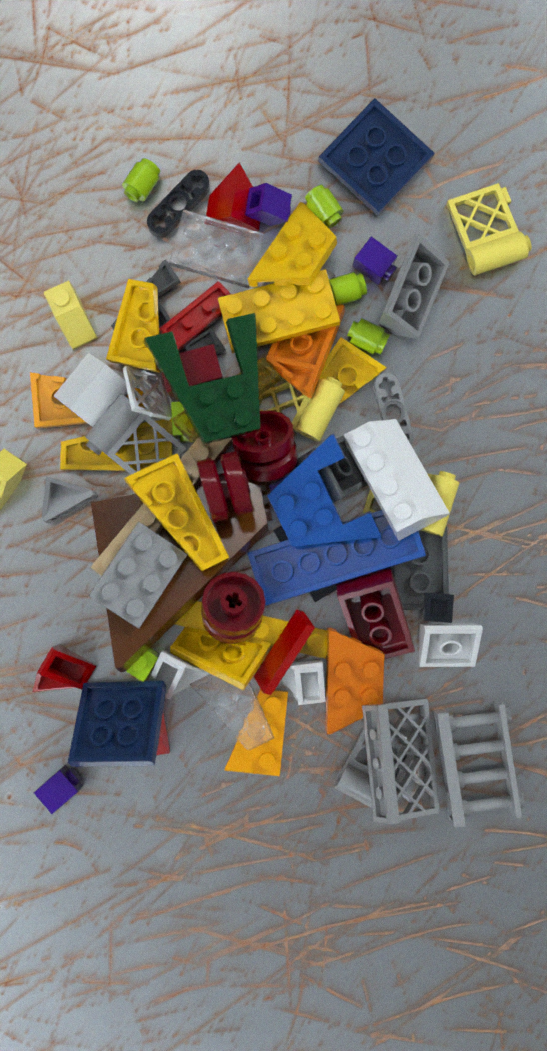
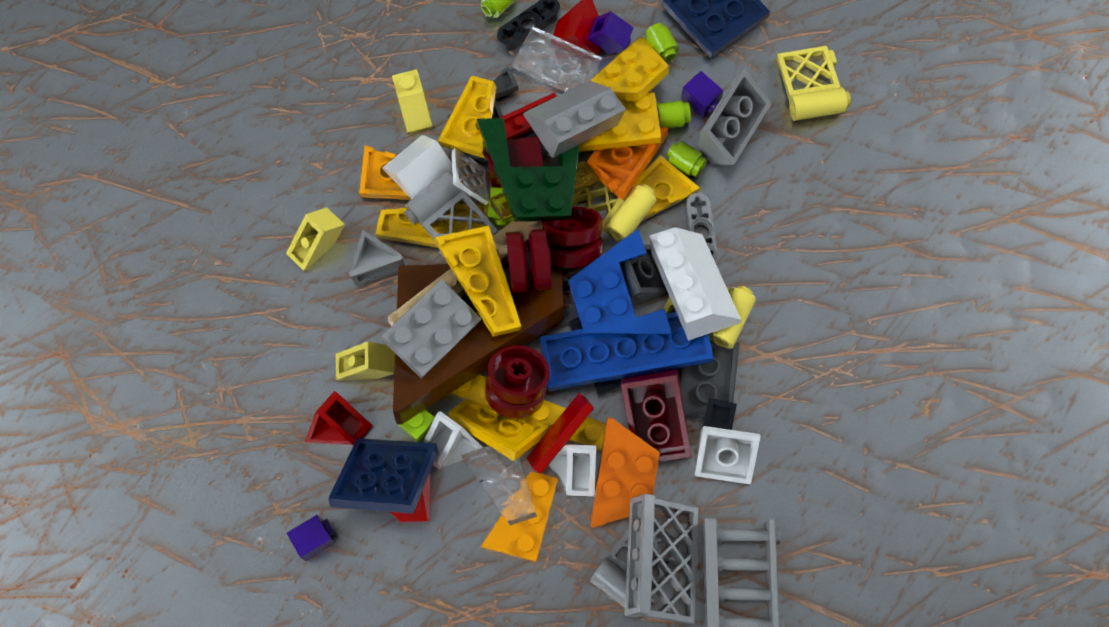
camera: 15 degrees right, 15 degrees down
(73, 608) = (365, 362): none -> light yellow slope
(246, 315) = (575, 117): none -> light grey slope

